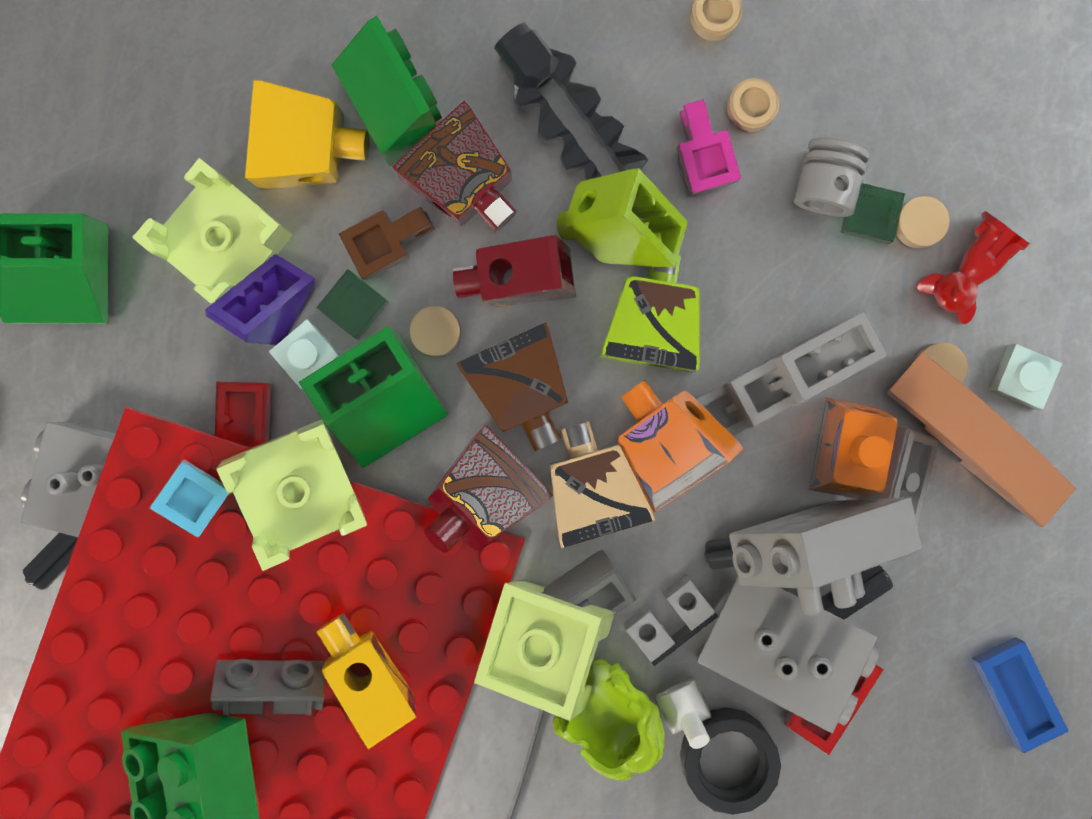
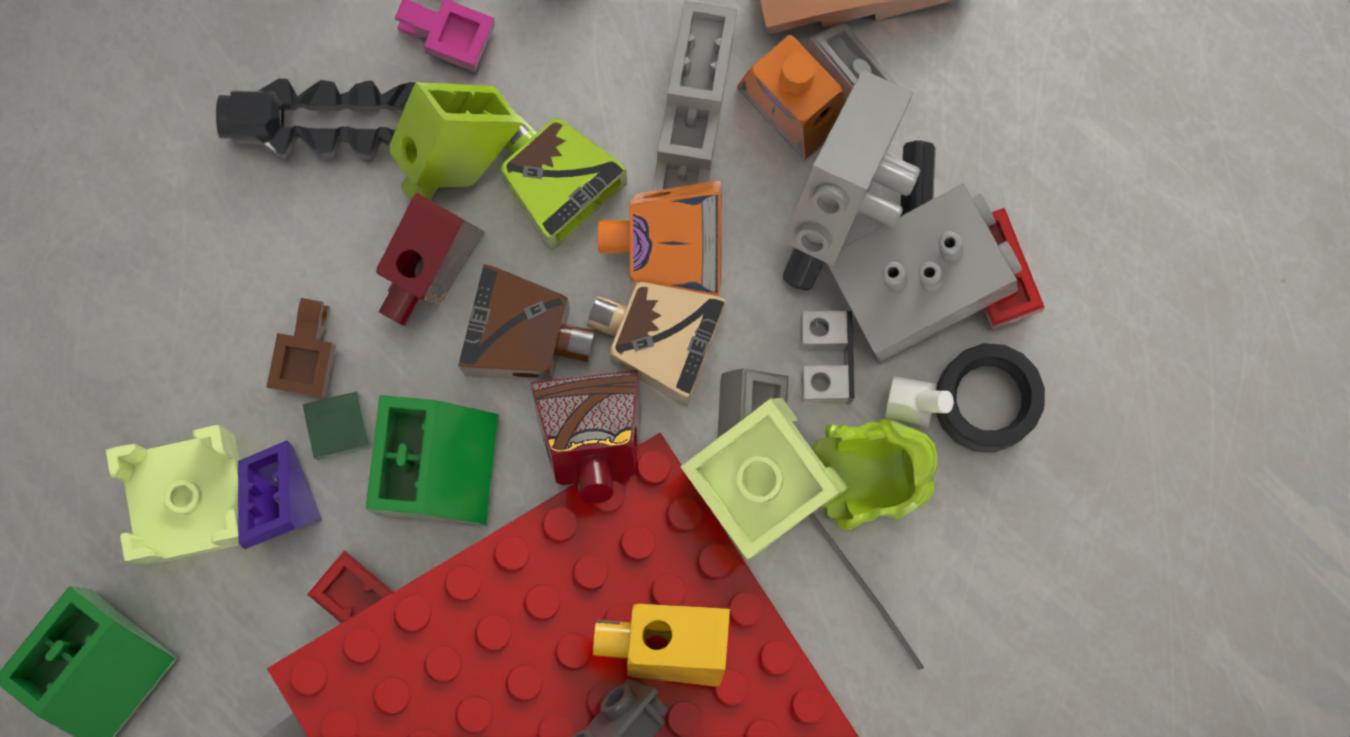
camera: 55 degrees left, 10 degrees down
(190, 498) = (390, 666): medium azure plate -> none
(292, 492) = (455, 578): yellowish green panel -> none
(298, 138) = (158, 359): yellow torso -> none
(303, 351) = (343, 501): light aqua plate -> none
(381, 86) = (183, 250): green slope -> none
(435, 331) = (417, 371): tan tile -> none
(459, 170) = (298, 244): torso -> none
(1020, 695) = (1115, 114): blue tile -> none

